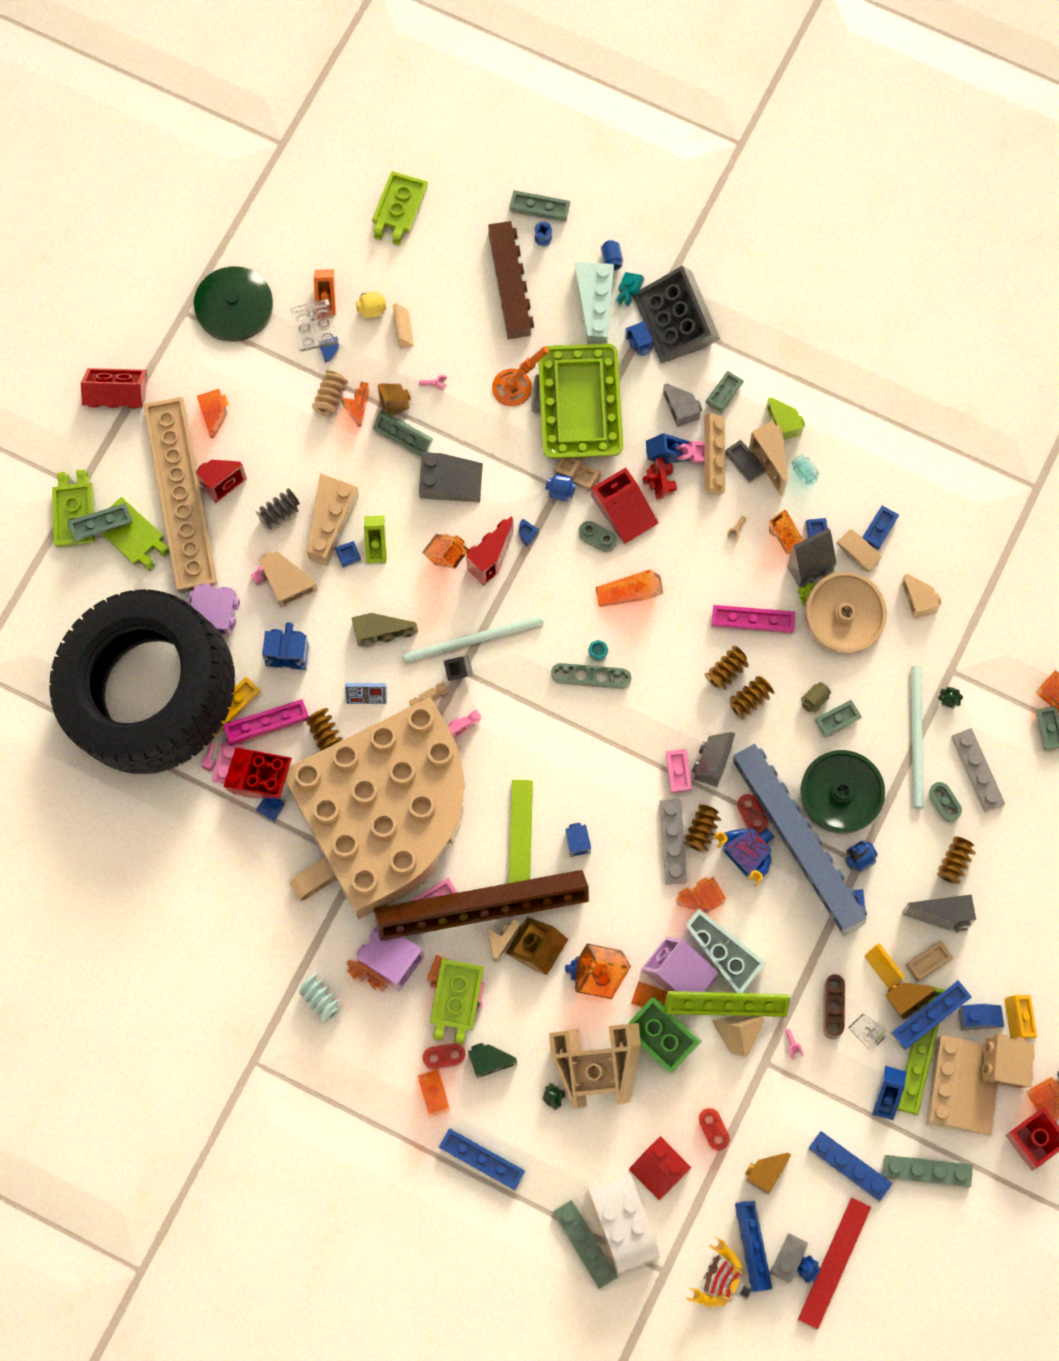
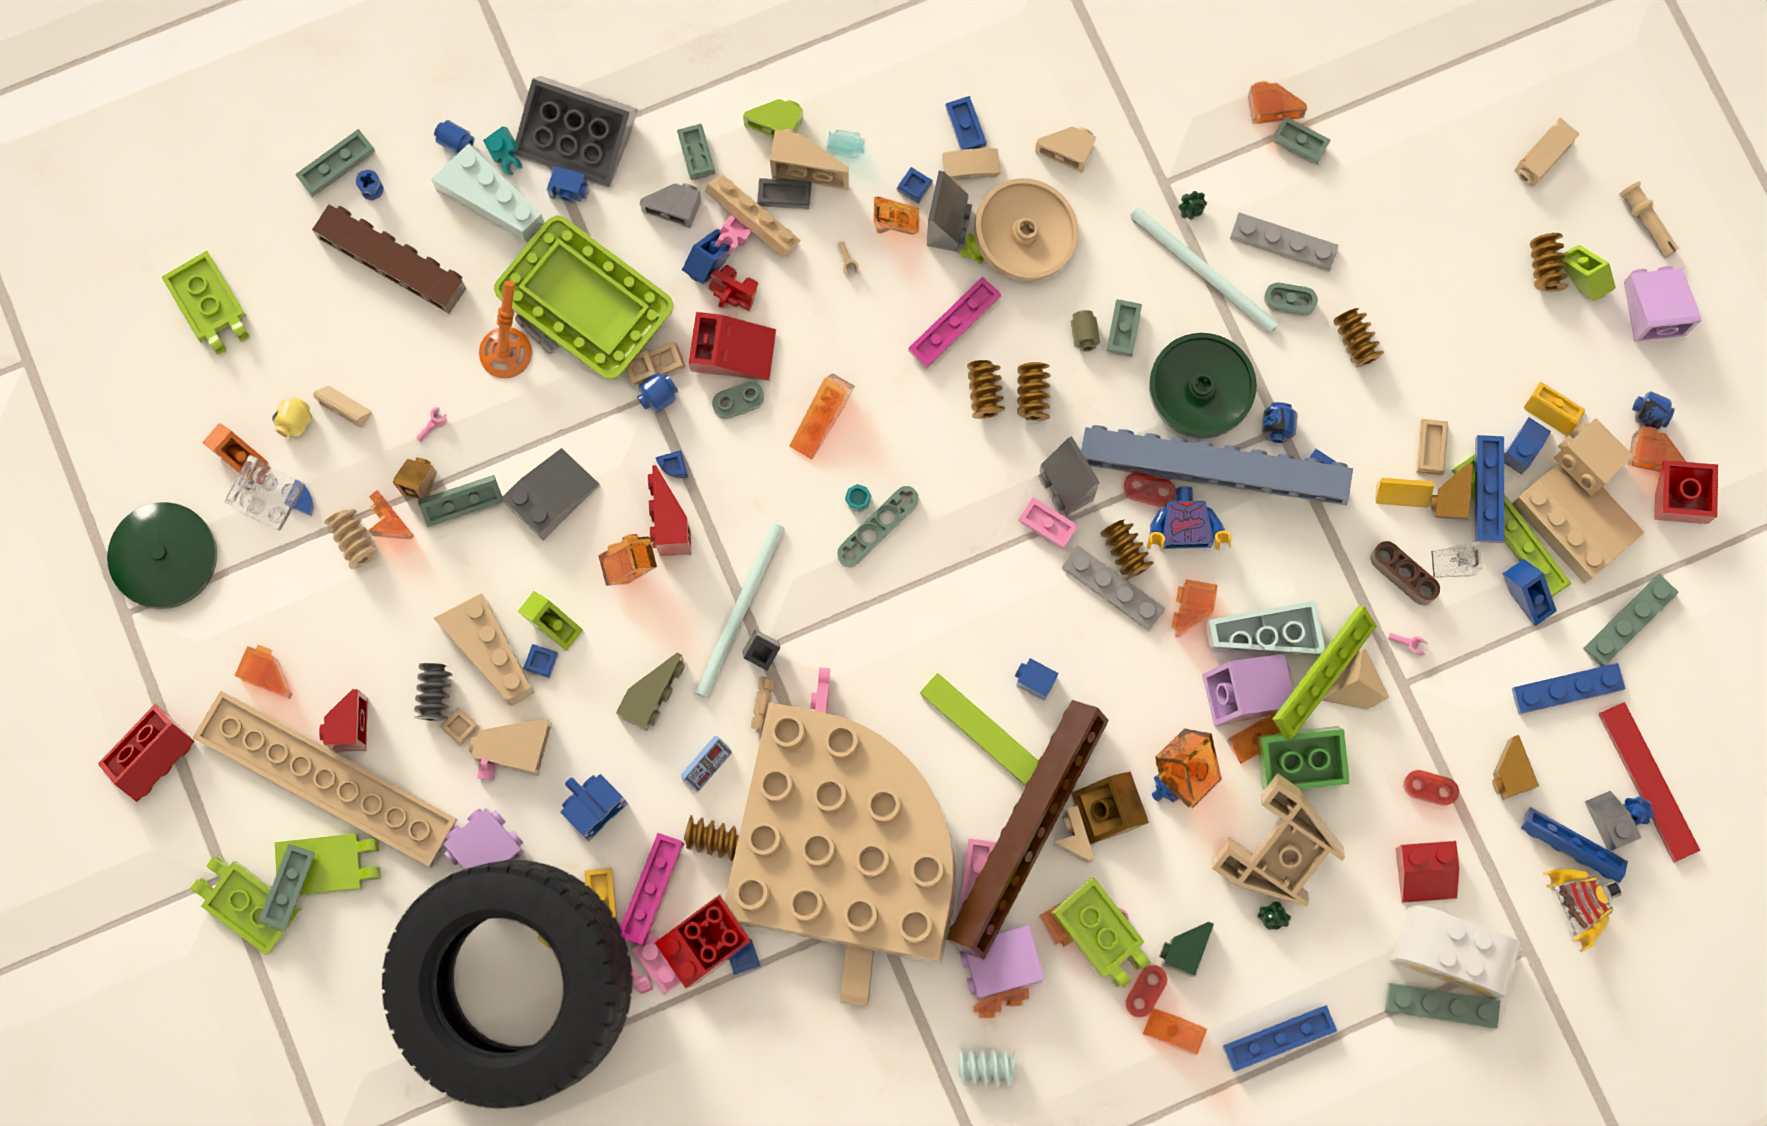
camera: 50 degrees left, 5 degrees up
(272, 541) = (459, 726): none -> tan tile
(947, 913) = (1412, 381): dark grey slope -> none

